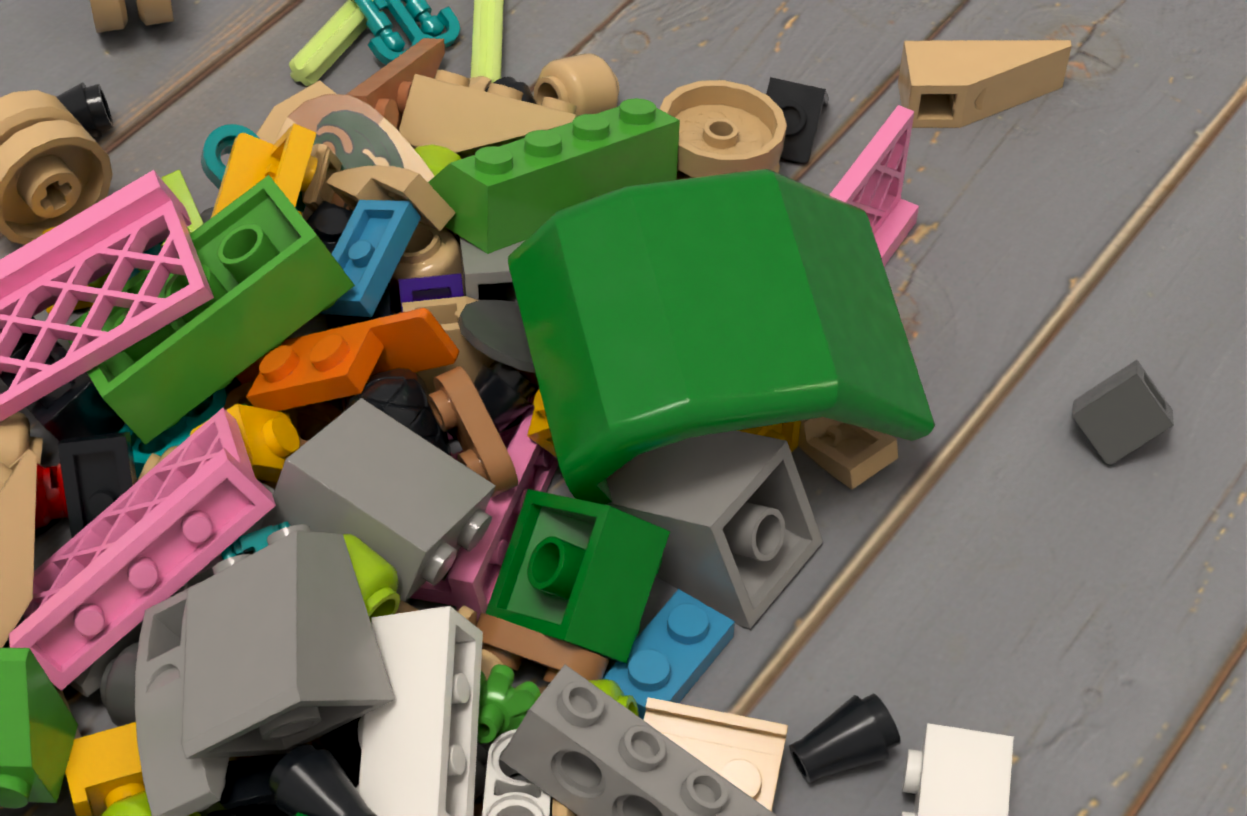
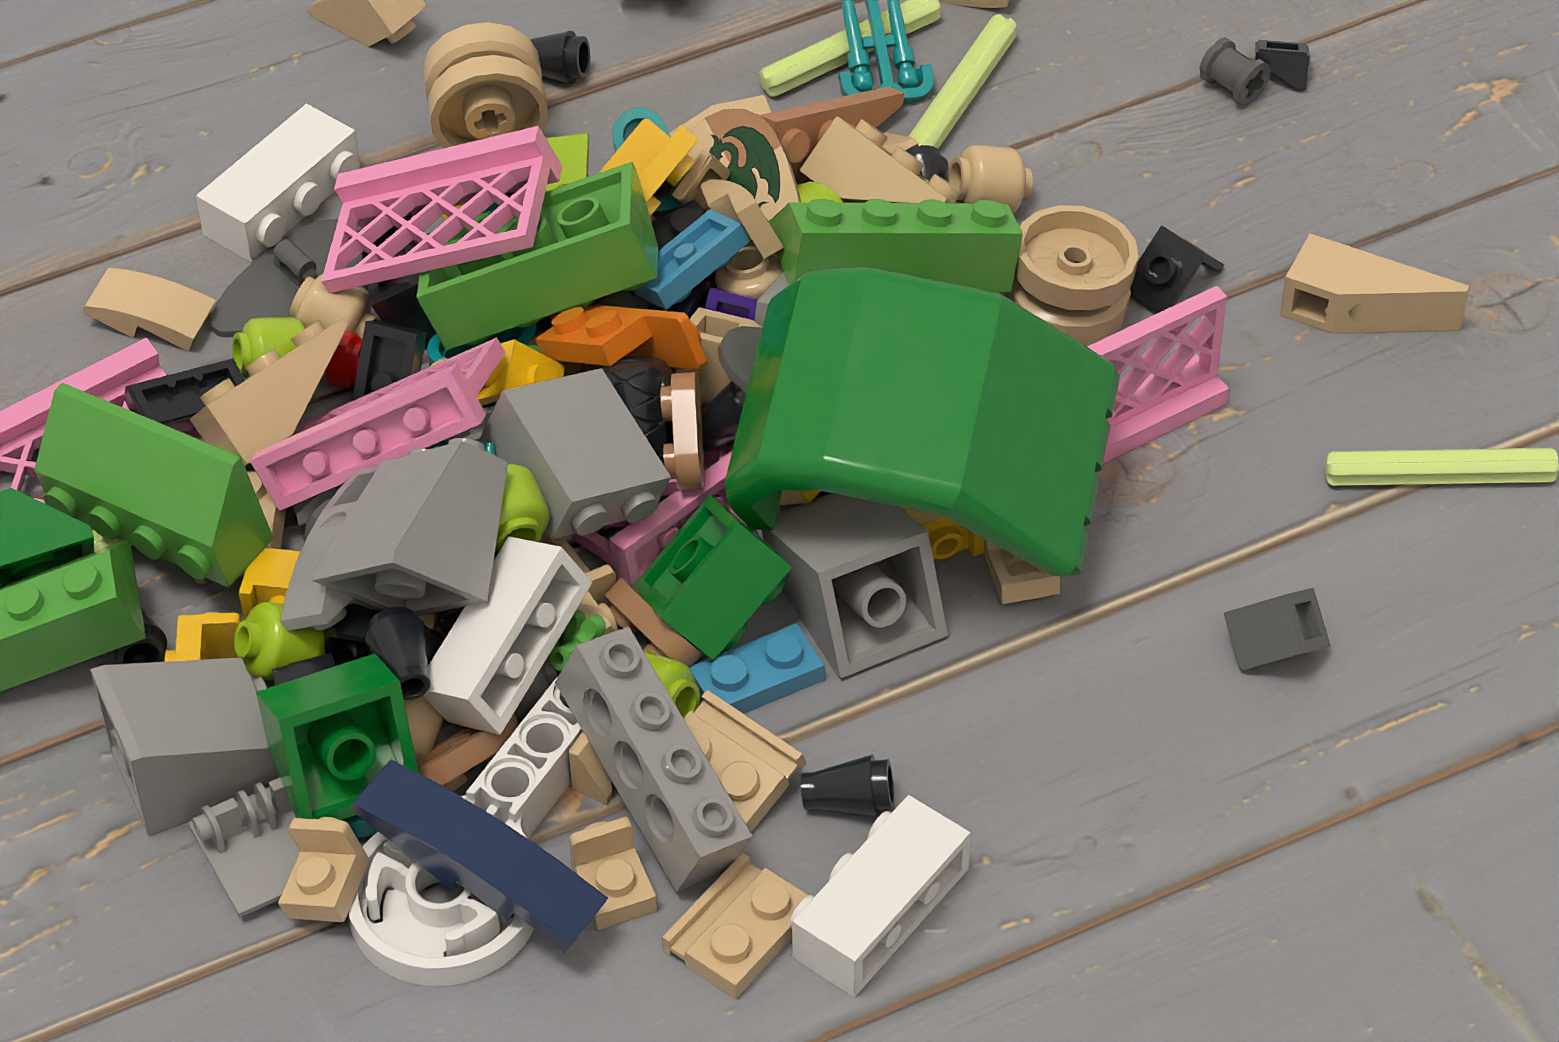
camera: 30 degrees right, 0 degrees up
(1142, 210) = (1441, 466): none -> yellowish green axle

